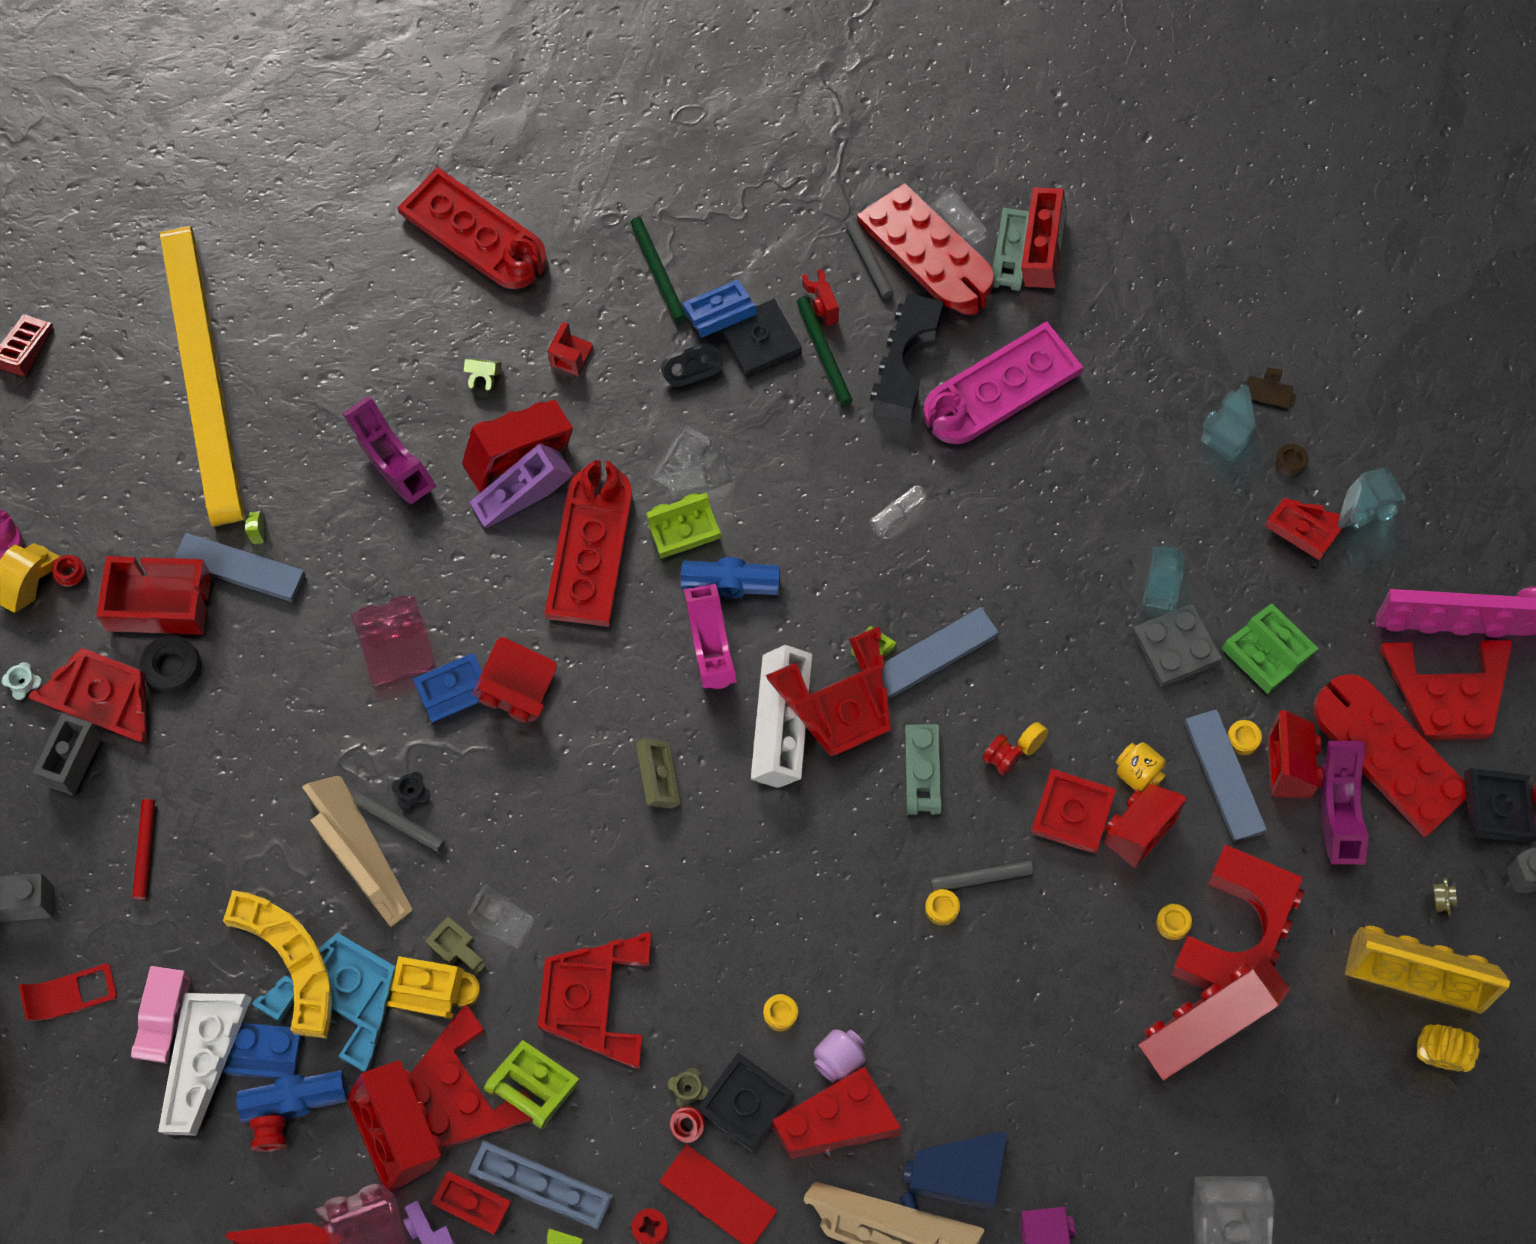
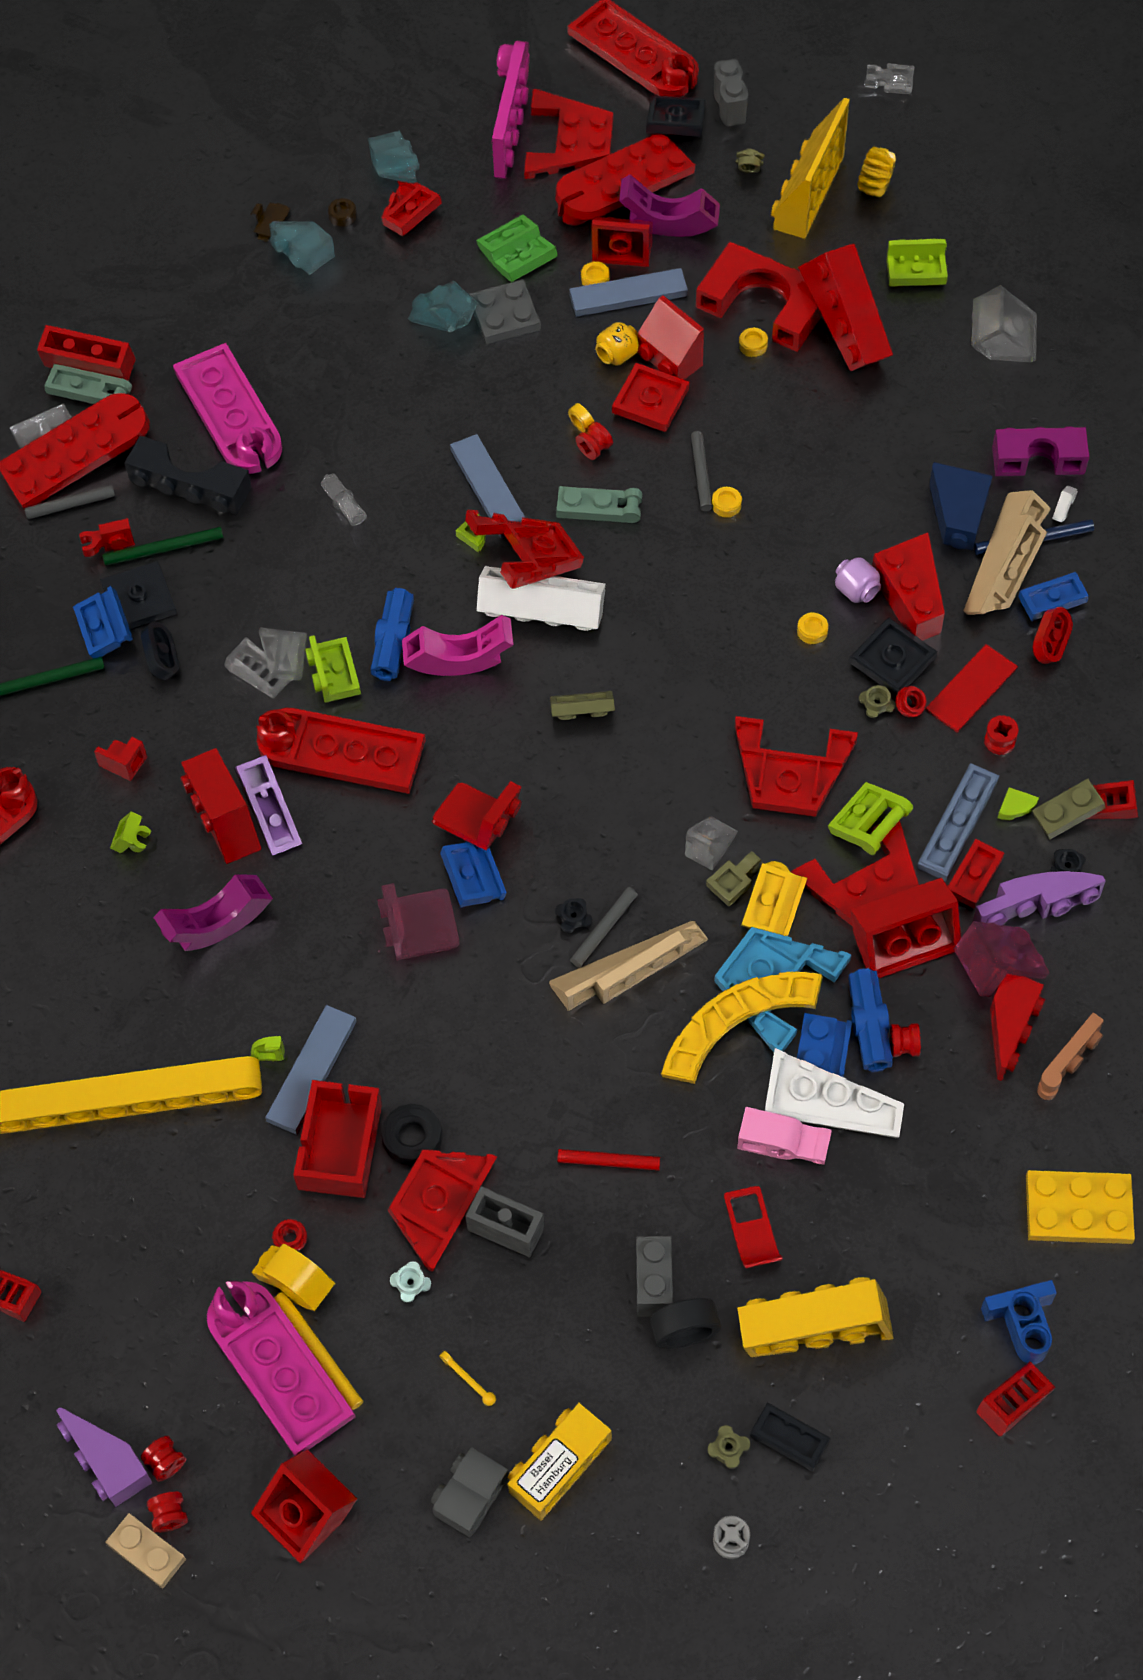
camera: 85 degrees left, 5 degrees down
(1316, 1106) = (916, 262): none -> lime bracket

